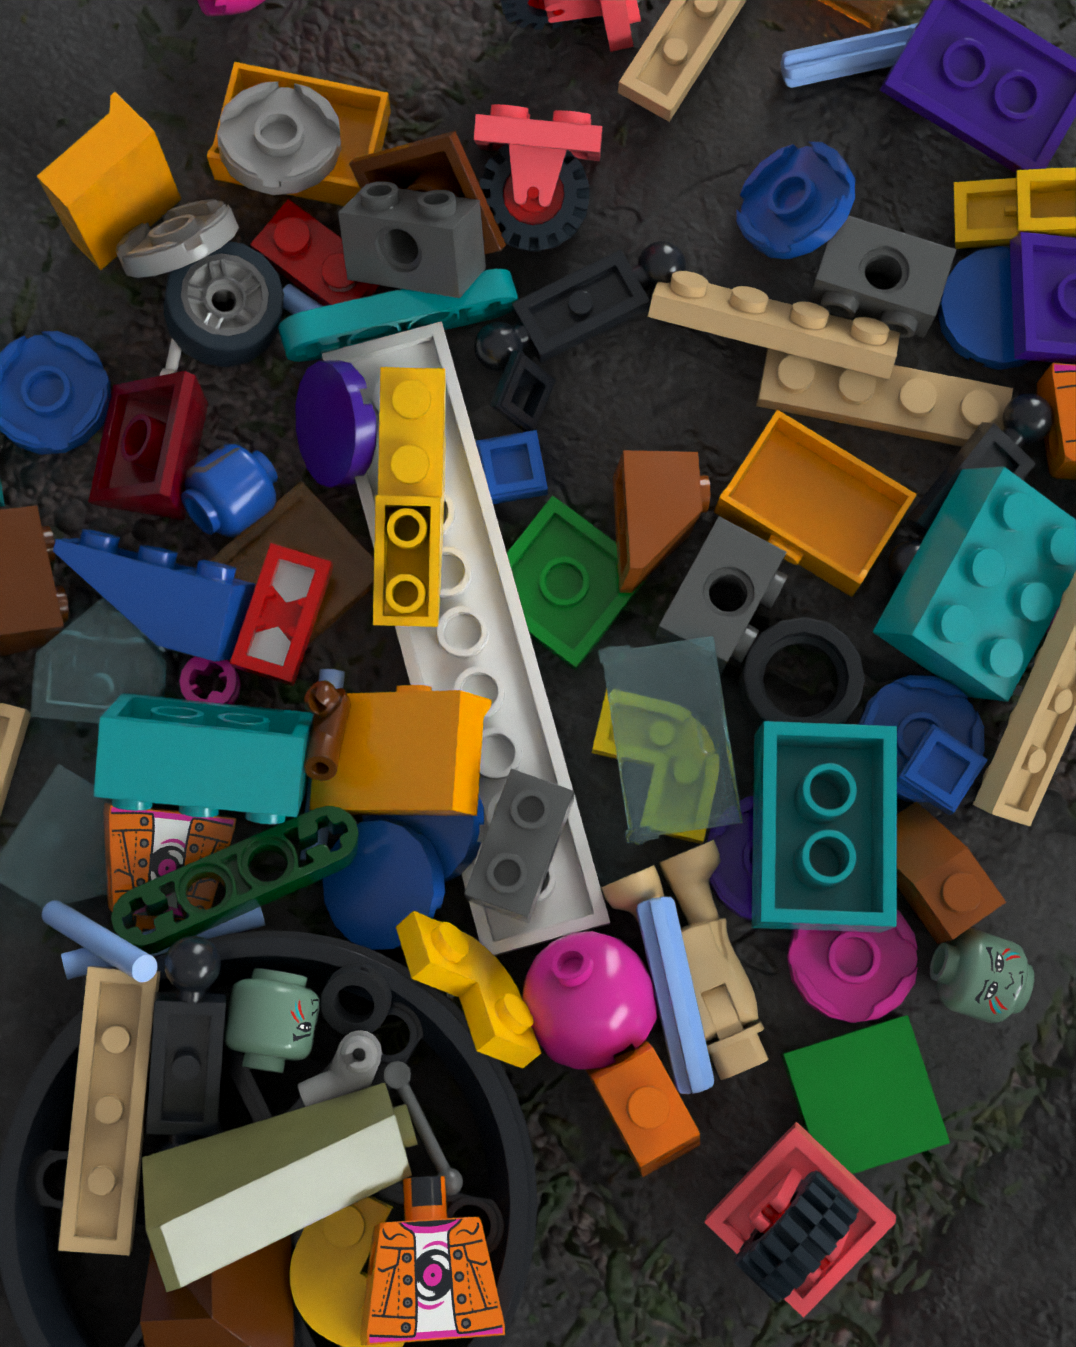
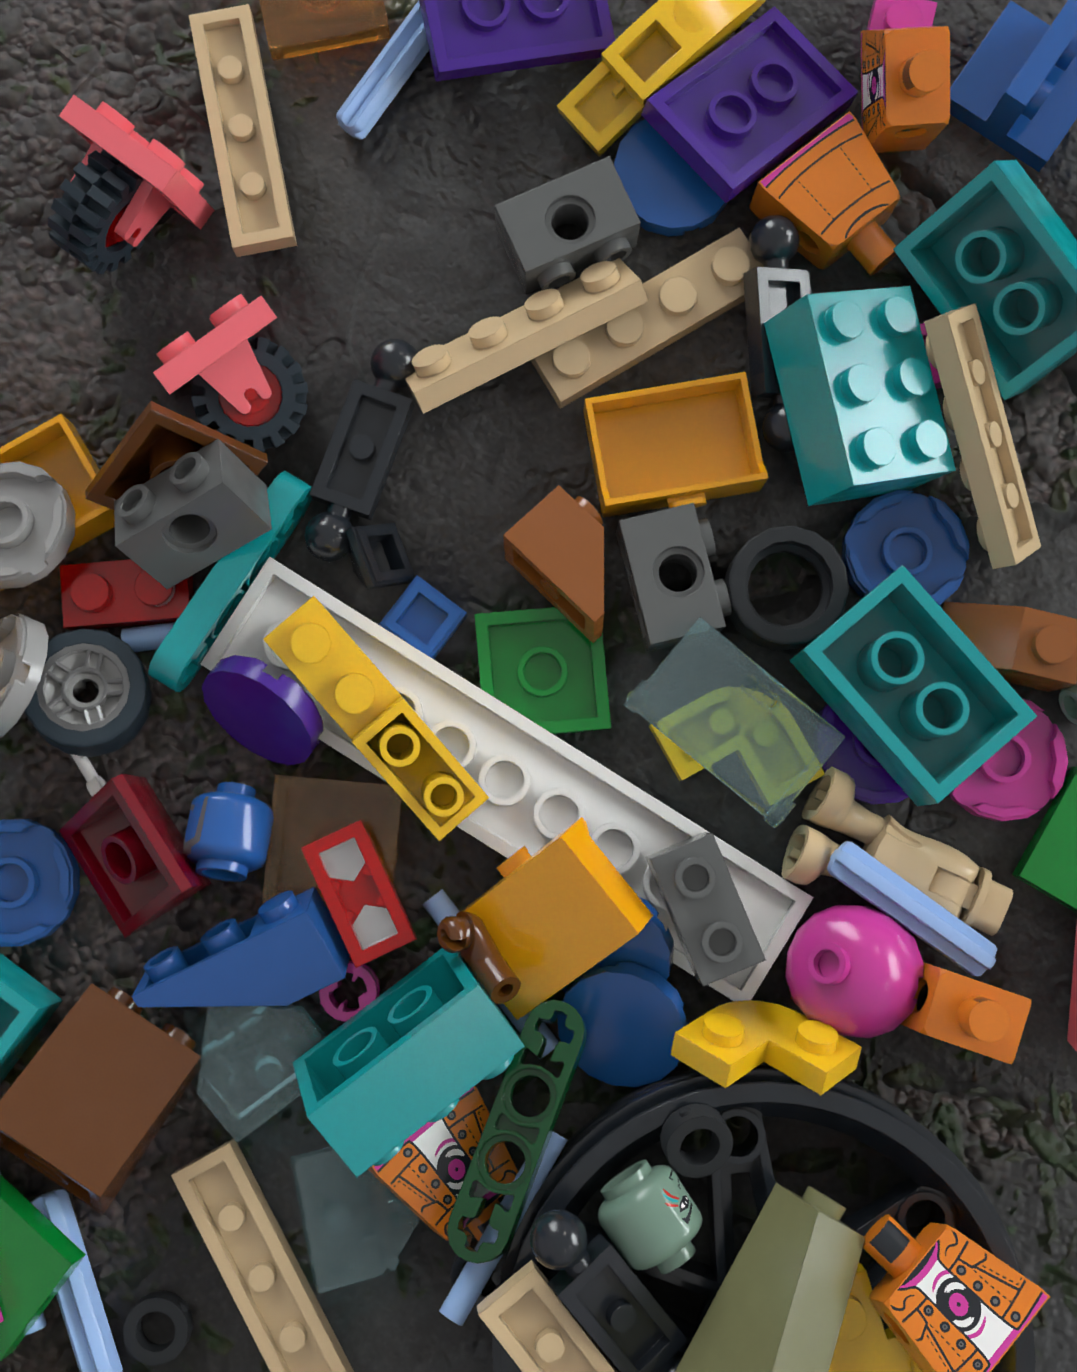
camera: 45 degrees left, 5 degrees up
(100, 941) = (464, 1278): light blue bar -> none
(349, 1072) = (742, 1201): light grey arm -> none
(397, 1077) = (777, 1166): dark grey hinge -> none
(796, 200) = (453, 223): blue tile -> none
(941, 769) = (947, 562): blue tile -> none

